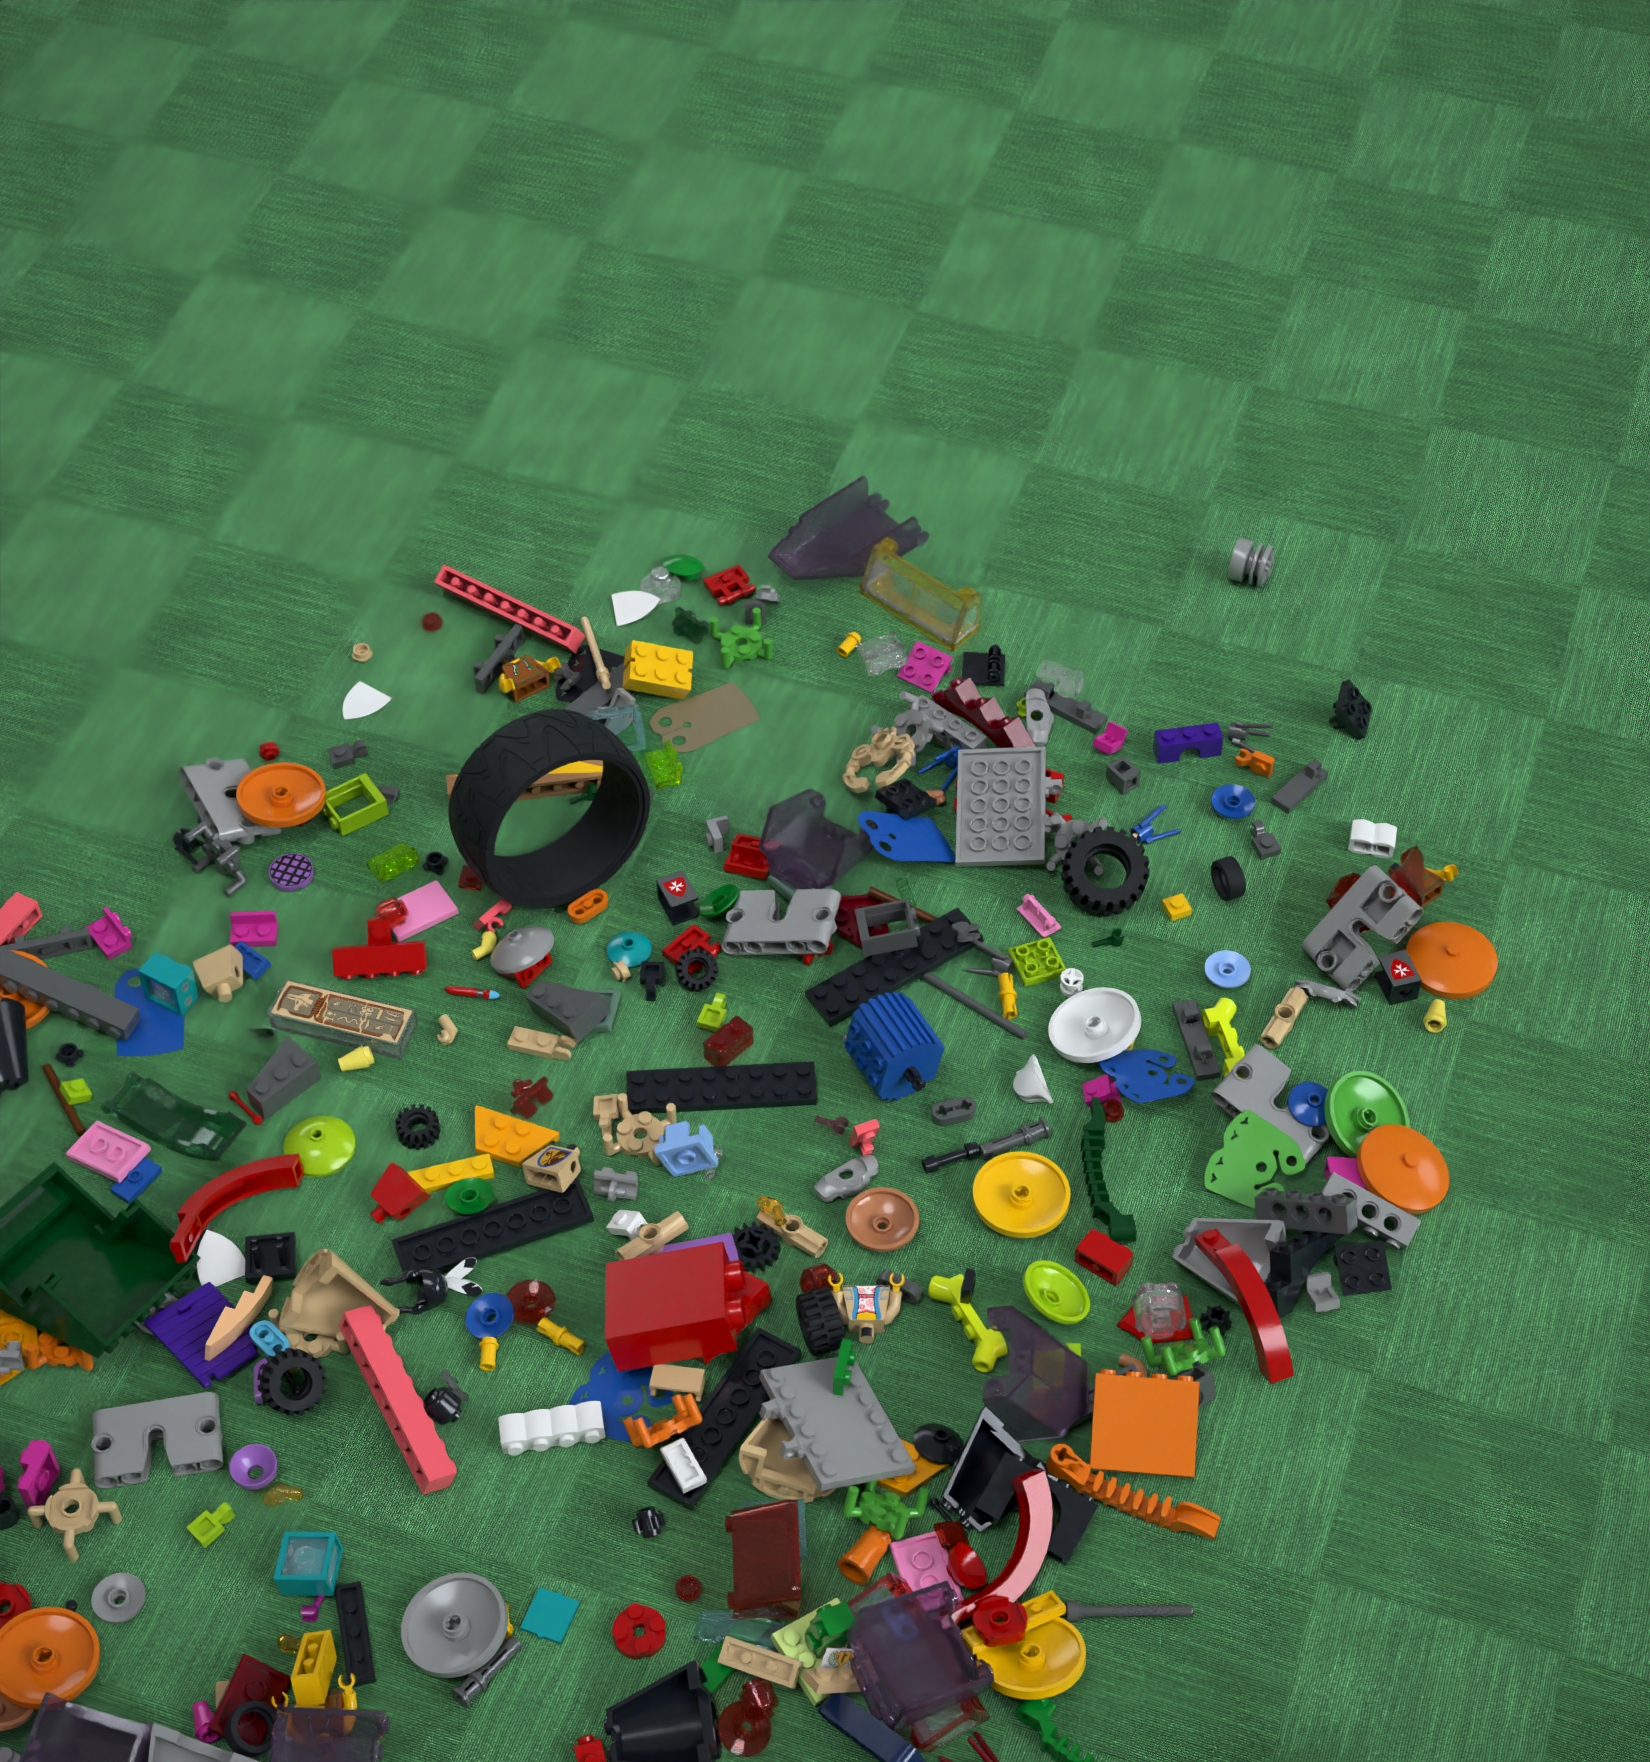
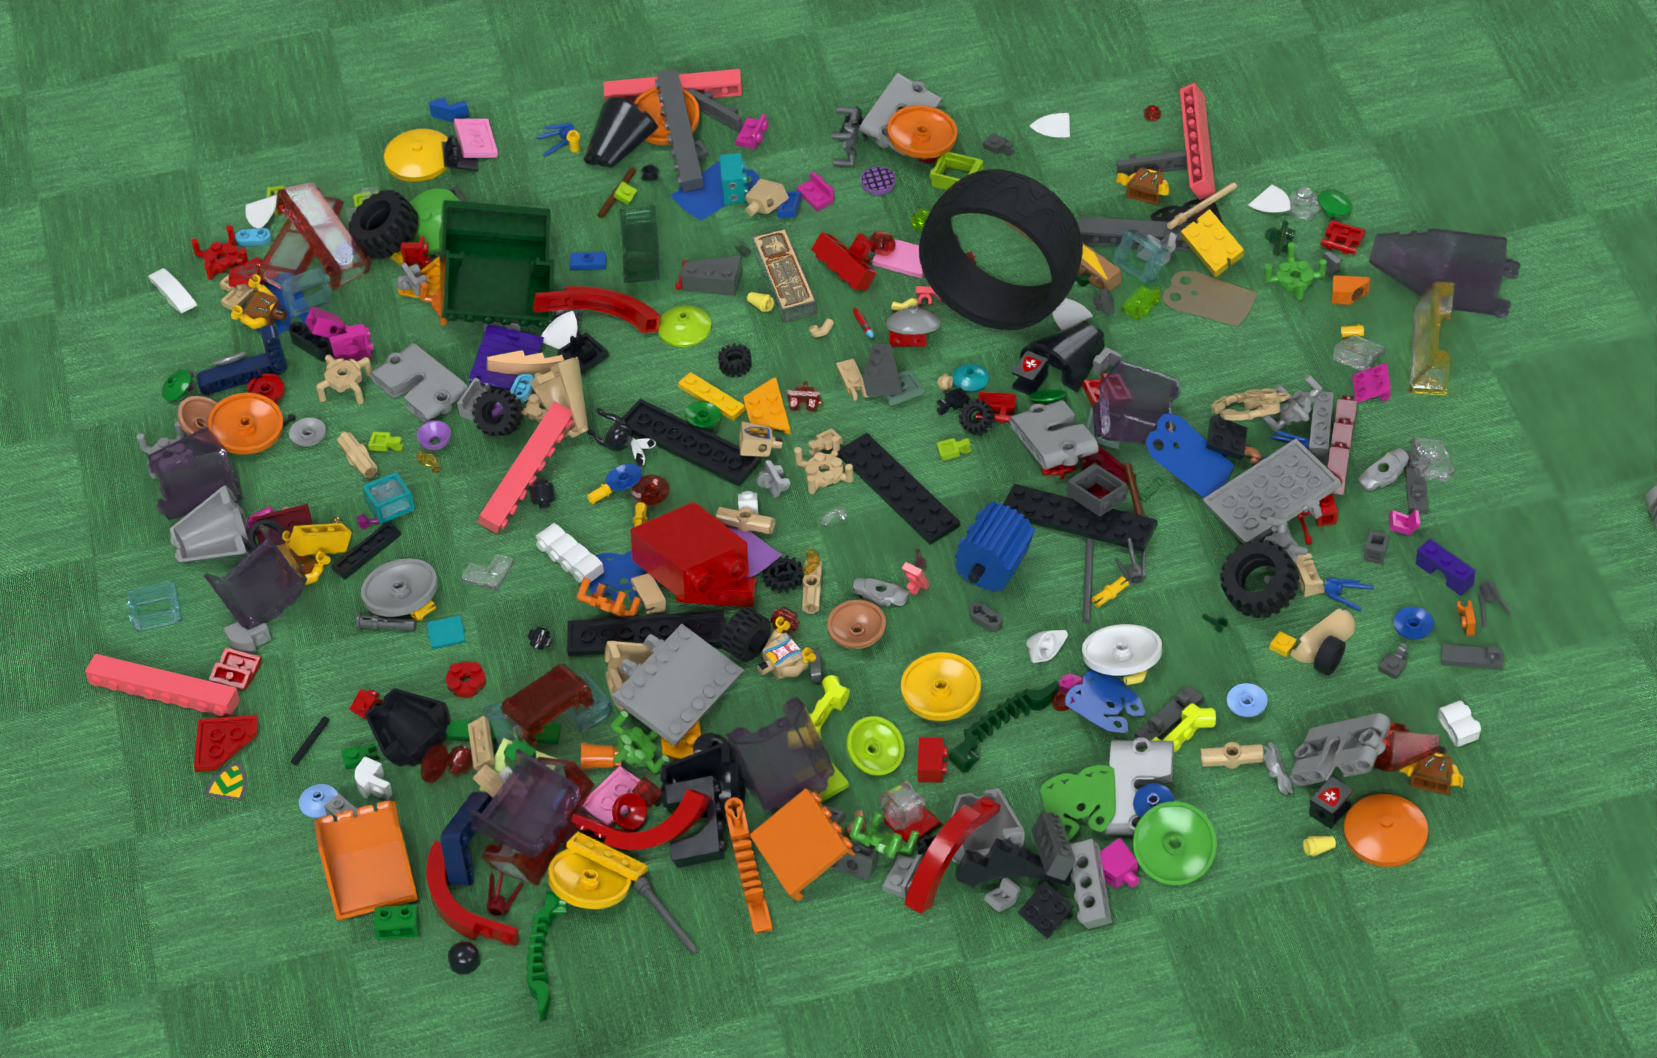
camera: 60 degrees right, 0 degrees up
(108, 1151) = (595, 234): bright pink tile -> none
(204, 1564) = (357, 455): none -> tan piece
(238, 1399) = (466, 402): none -> light grey hinge
(269, 751) = (963, 108): red plate -> none
(361, 652) = (1090, 97): tan plate -> none
(397, 1194) = (673, 378): red torso -> none
(452, 1385) = (563, 485): dark grey piece -> none
(511, 1526) = (491, 576): none -> clear plate
(570, 676) = (1173, 203): dark grey piece -> none
(585, 907) = (983, 335): orange plate -> none
(675, 847) = (1070, 351): none -> black cone
(683, 1152) = (817, 496): light blue panel -> none
(683, 1465) = (588, 629): white plate -> none
(688, 1588) = (512, 684): clear red plate -> none
(728, 1042) = (933, 468): clear red brick -> none
(768, 594) = (1351, 261): light grey plate -> none
(795, 618) = (1349, 289): none -> orange slope
(842, 1374) = (718, 663): green plate -> none
(931, 1164) = (931, 629): black bar -> none
(963, 929) = (1134, 529): dark grey piece -> none
(968, 1286) = (833, 693): black tile -> none
(984, 667) = (1407, 416): black hinge -> none
(1000, 1633) = (590, 852): red plate -> none
(1023, 1135) = (996, 664): dark grey pin -> none
(1036, 961) = (1158, 593): lime tile -> none
(1038, 916) = (1198, 571): bright pink hinge -> none
(1071, 982) = (1155, 615): white wheel -> none
(1195, 873) = (1338, 624): none -> tan brick
(1236, 1368) = (901, 875): none -> light grey bracket
(1351, 710) = (1576, 645): black plate -> none
(1403, 1168) = (1150, 888): orange dish -> none

